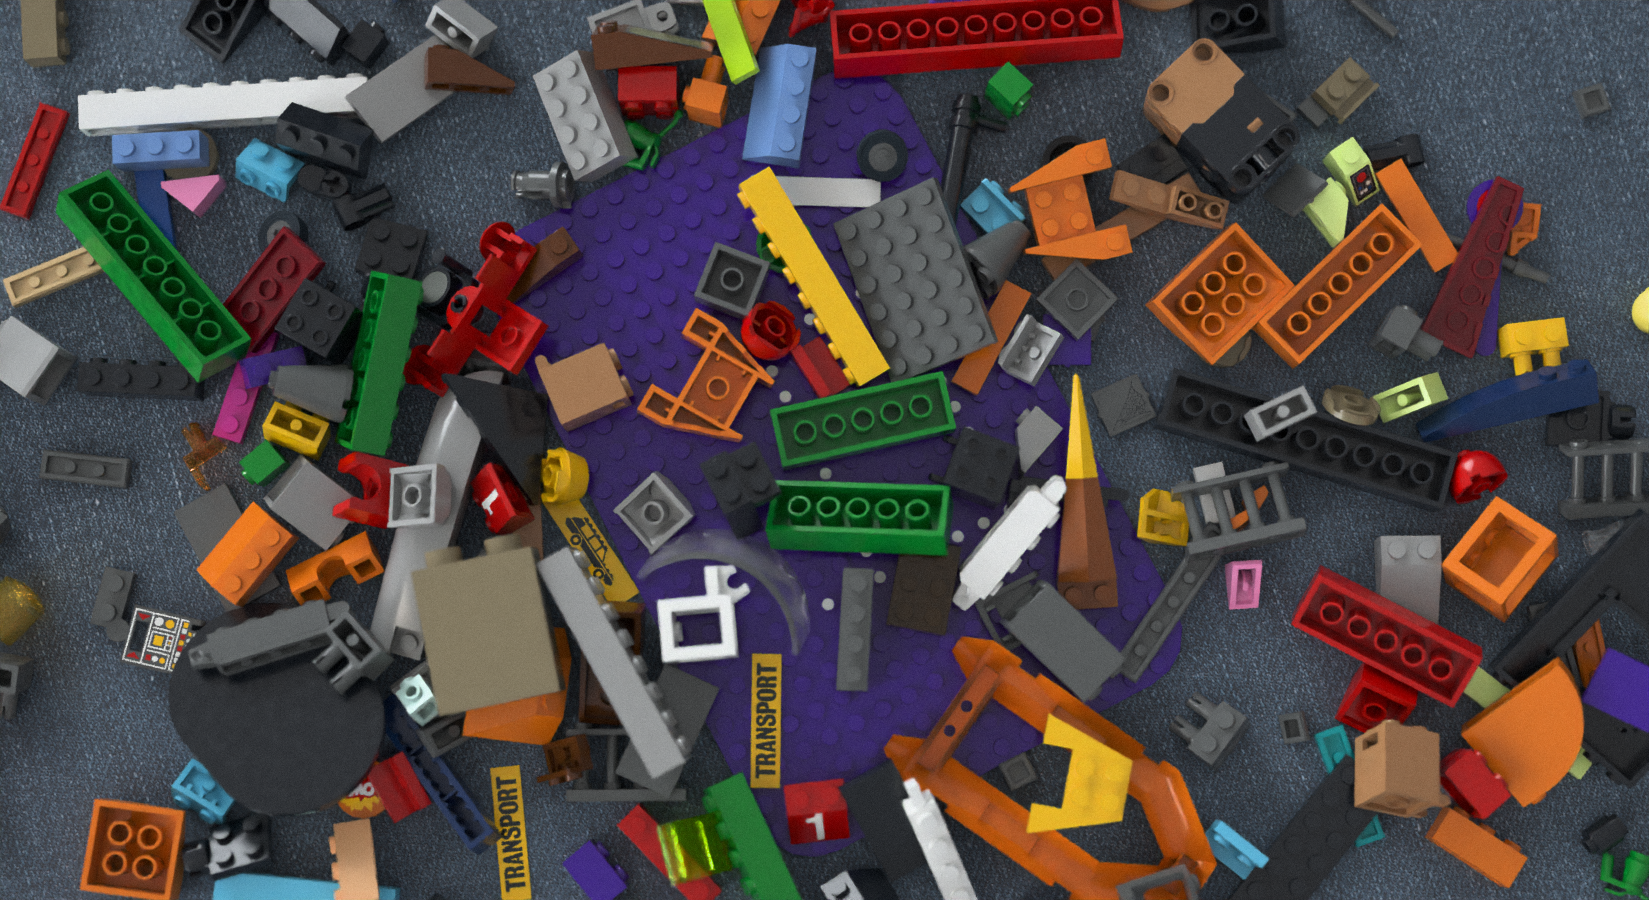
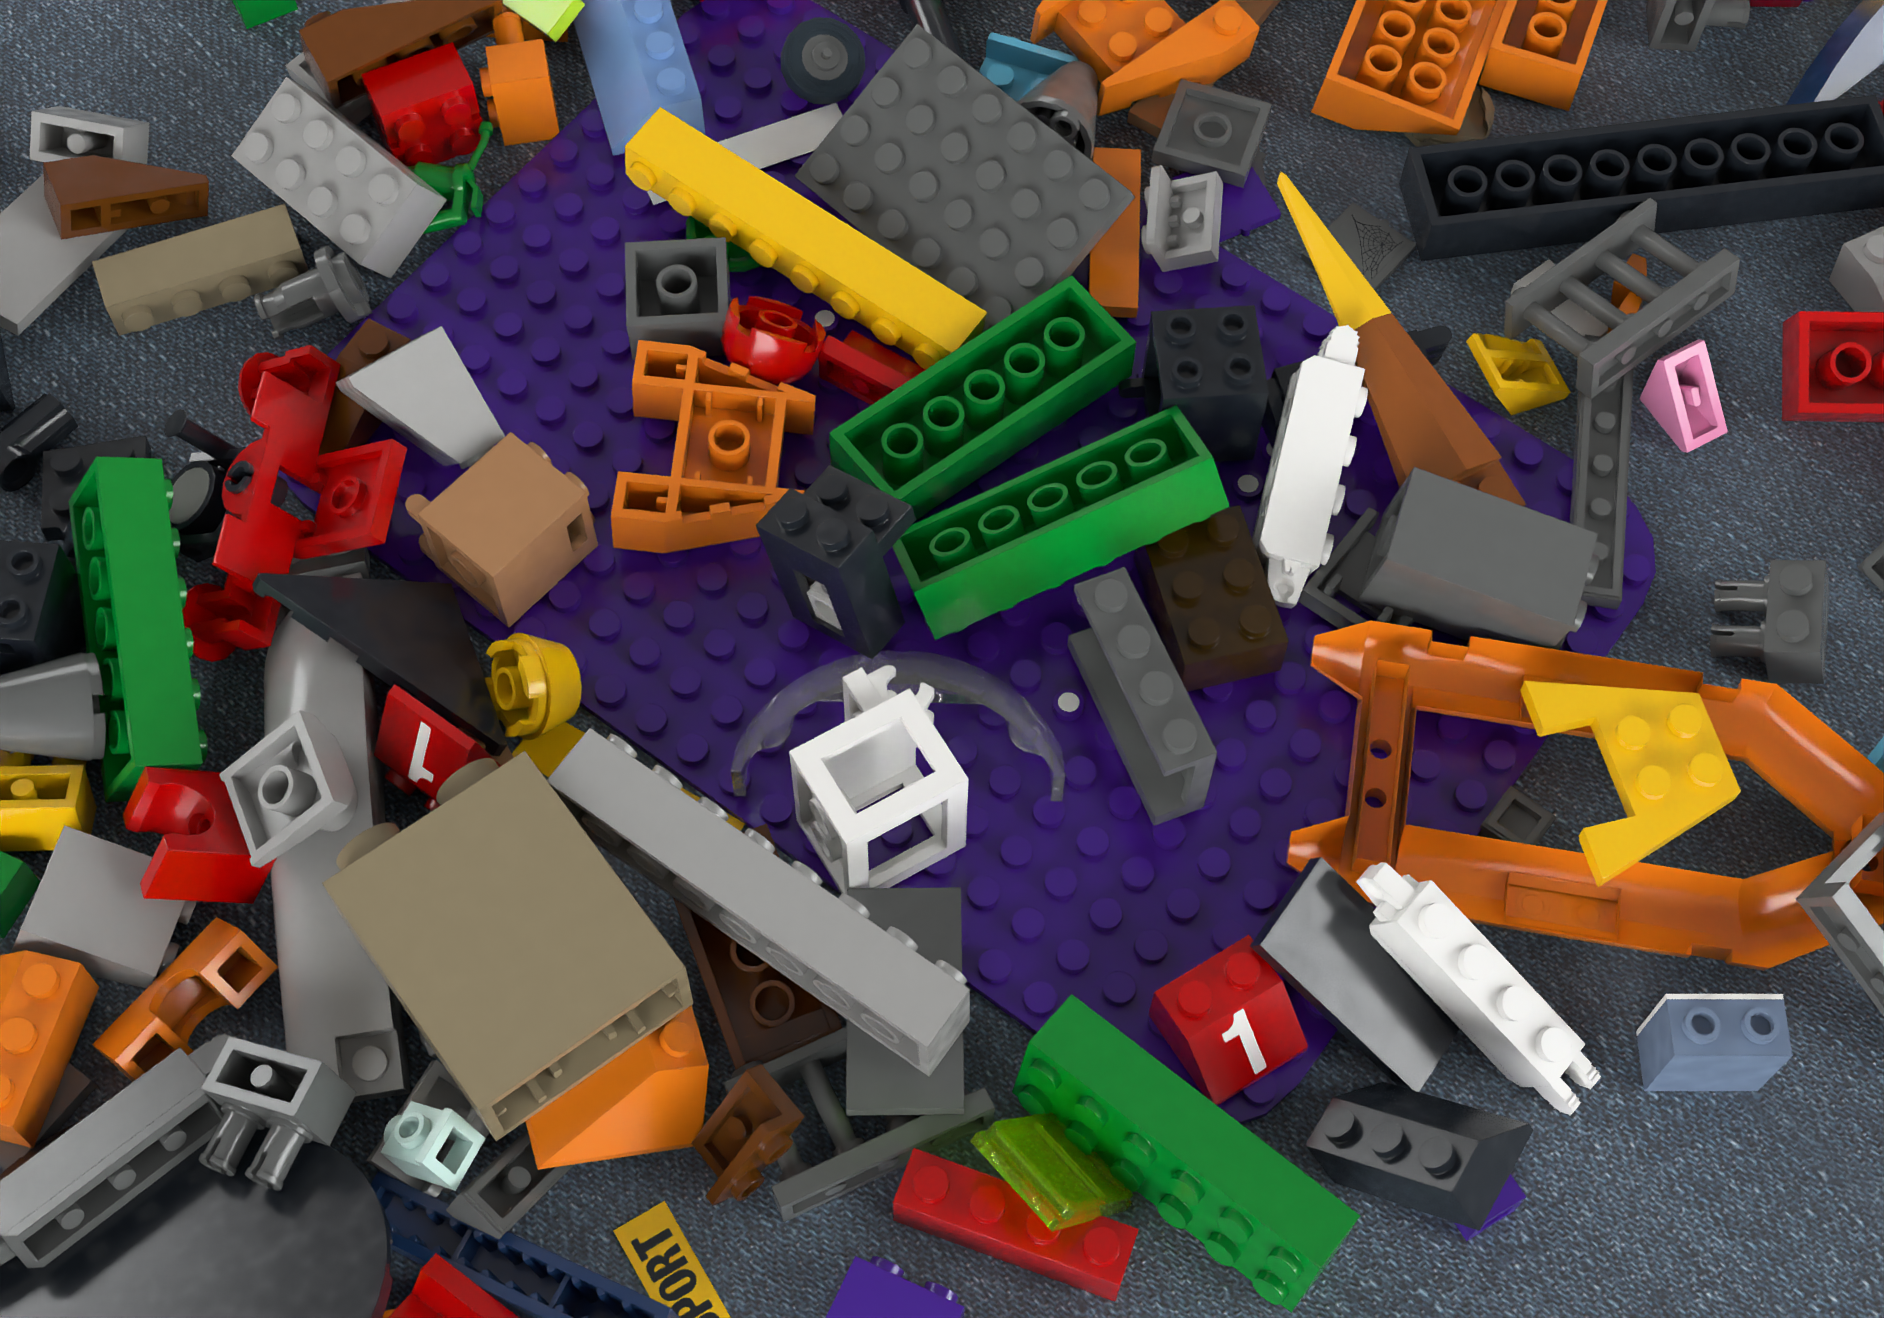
camera: 25 degrees left, 20 degrees down
(492, 138) = (199, 269): none -> dark tan brick
(569, 296) = (427, 399): none -> light grey slope
(655, 511) = (713, 671): light grey slope -> none
(766, 721) = (1061, 919): yellow sticker -> none
(1033, 436) = (1272, 308): light grey slope -> none
(1280, 413) = (1602, 126): light grey brick -> none
(1350, 405) = (1684, 106): dark tan tile -> none
(1411, 397) = (1756, 71): yellowish green slope -> none

